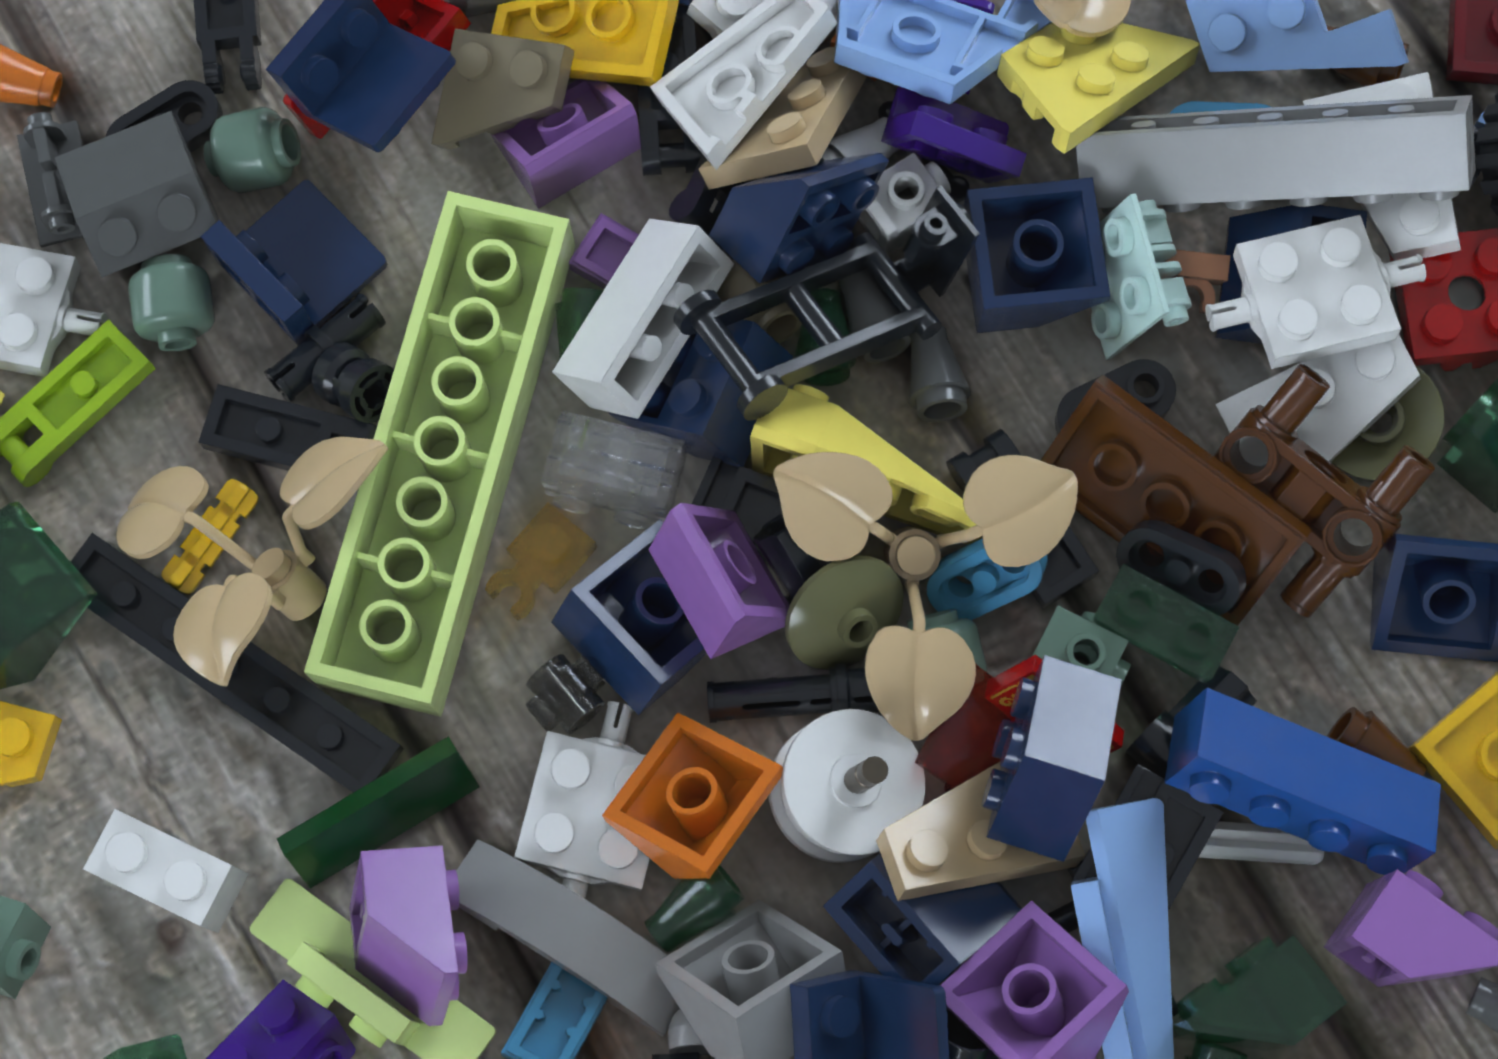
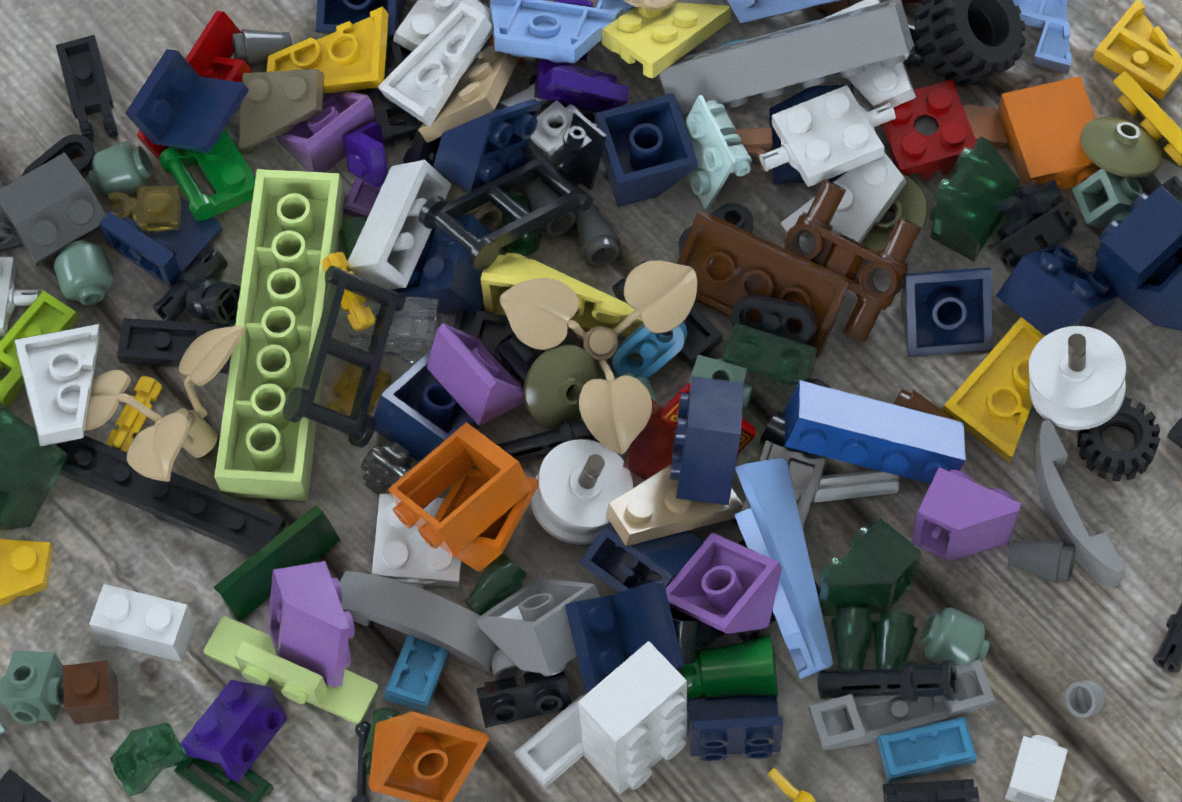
camera: 10 degrees left, 10 degrees down
(73, 965) = (90, 692): none -> reddish brown brick
(102, 473) = (59, 380): none -> white wing
(289, 218) = (152, 208): none -> clear yellow plate
(404, 178) = (223, 171): none -> green plate
(449, 581) = (300, 400): none -> black piece
(551, 411) = (360, 316): none -> yellow axle
(616, 188) = (366, 153): none -> dark purple bracket
(636, 725) = (443, 468): none -> orange window

